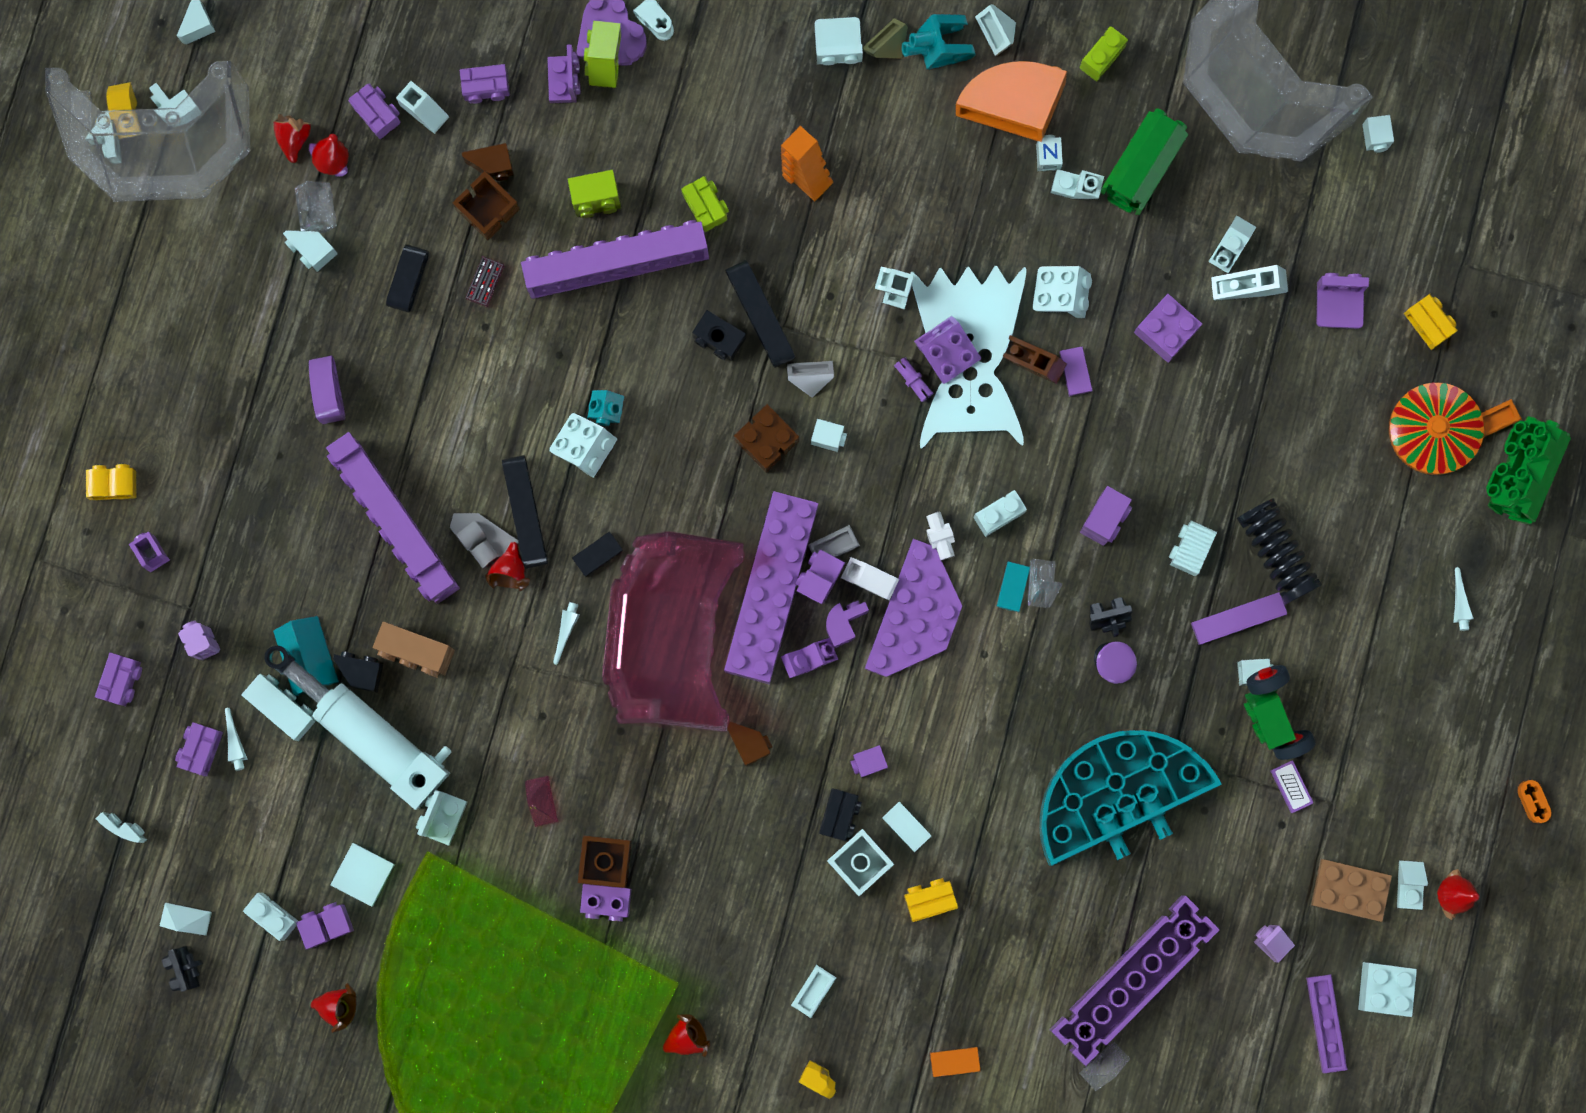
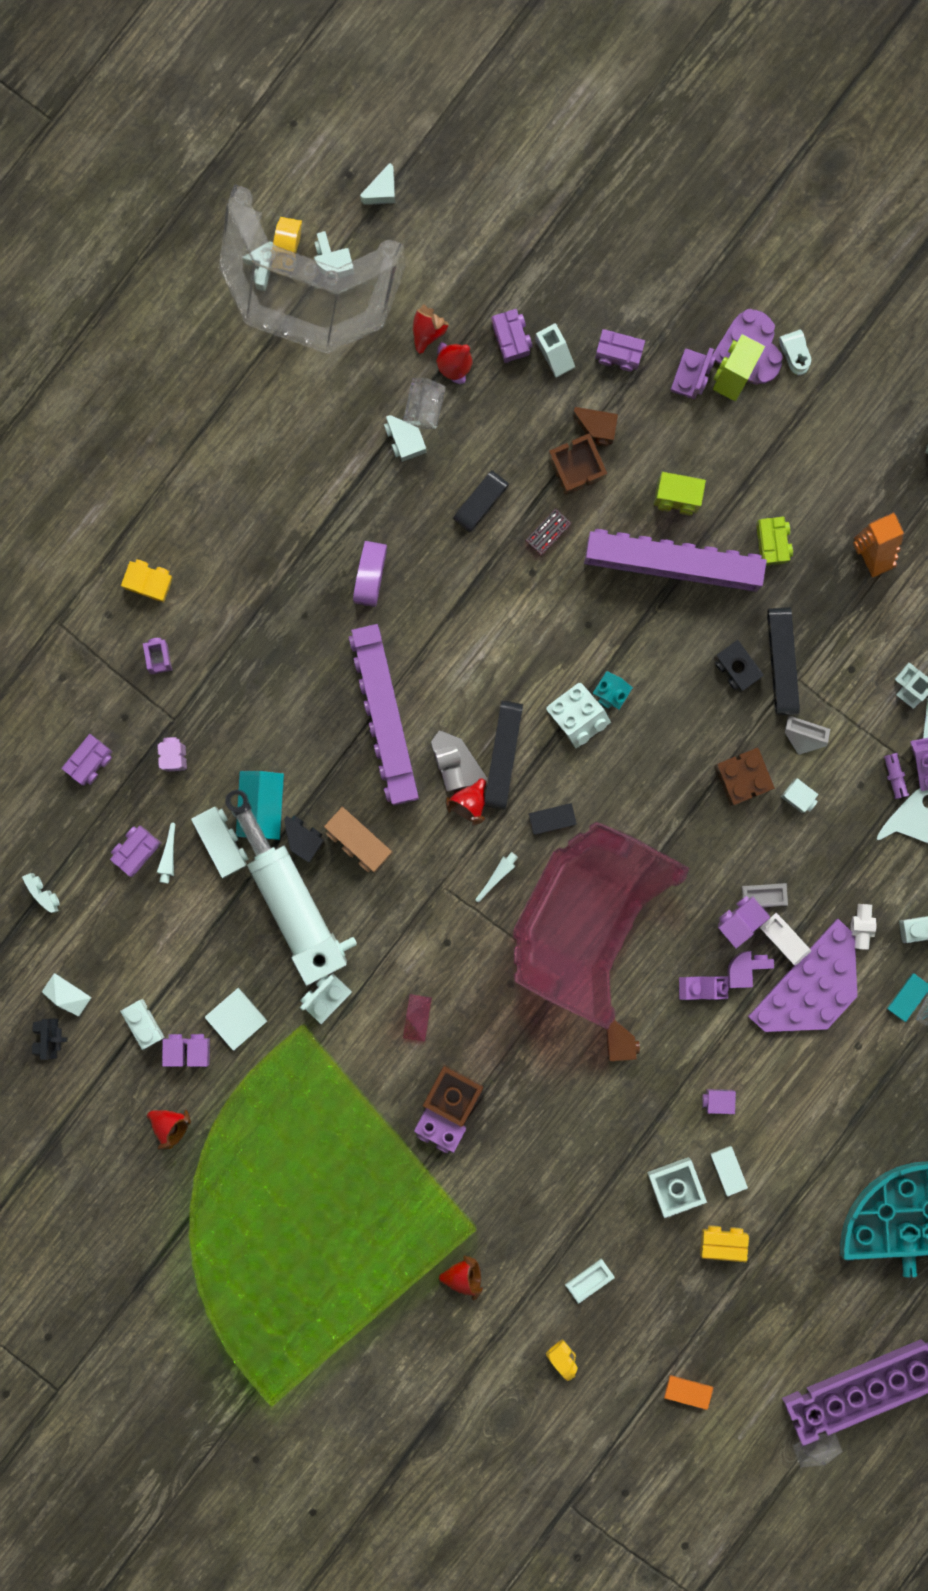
camera: 15 degrees right, 5 degrees up
(771, 587) = (695, 912): medium lavender brick -> none
(839, 815) = (674, 1137): black brick -> none

